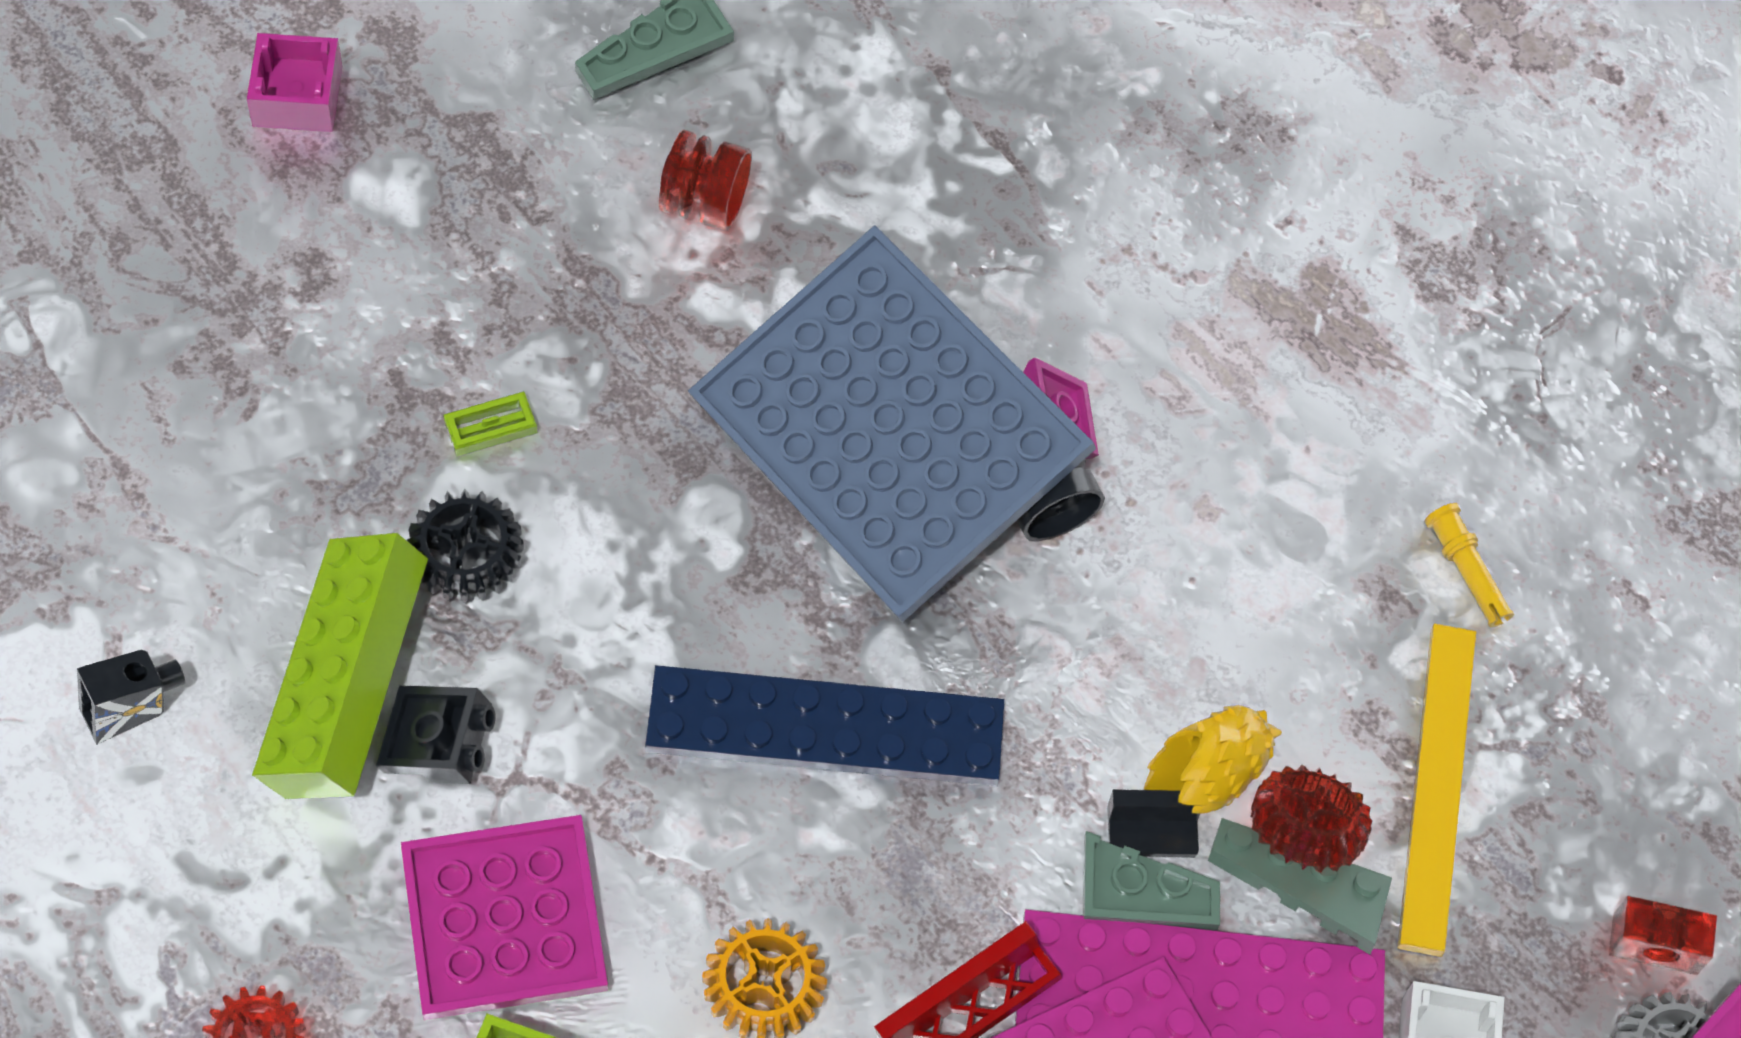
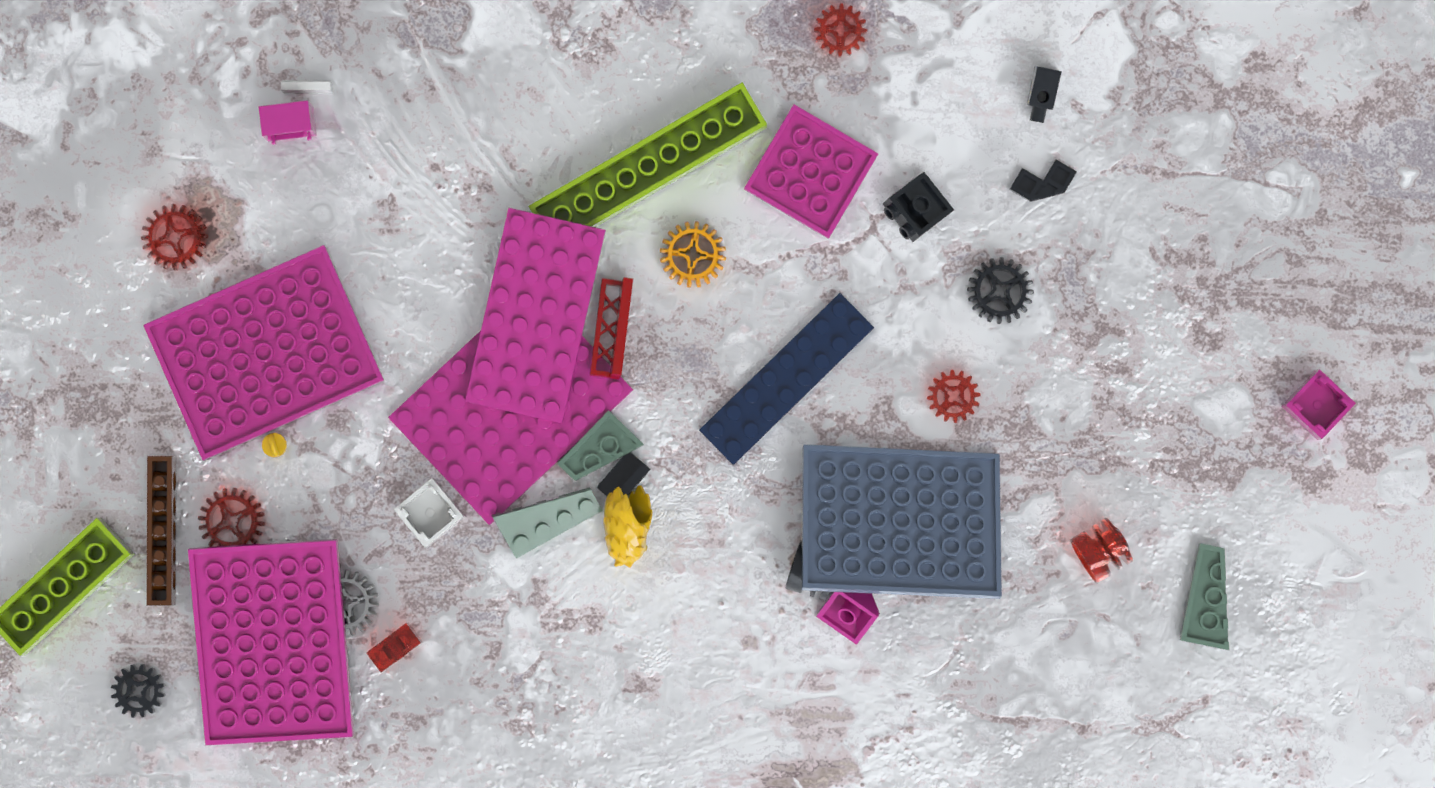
camera: 135 degrees right, 25 degrees up
(253, 594) = (1034, 188): none -> black tile
(340, 667) = (979, 188): lime brick -> none
(491, 430) = (1049, 373): lime tile -> none
(640, 495) = (961, 387): none -> clear red gear
(1311, 818) = (558, 546): clear red gear -> none
(1437, 791) = (538, 619): yellow tile -> none
(1461, 548) = (633, 736): yellow pin -> none

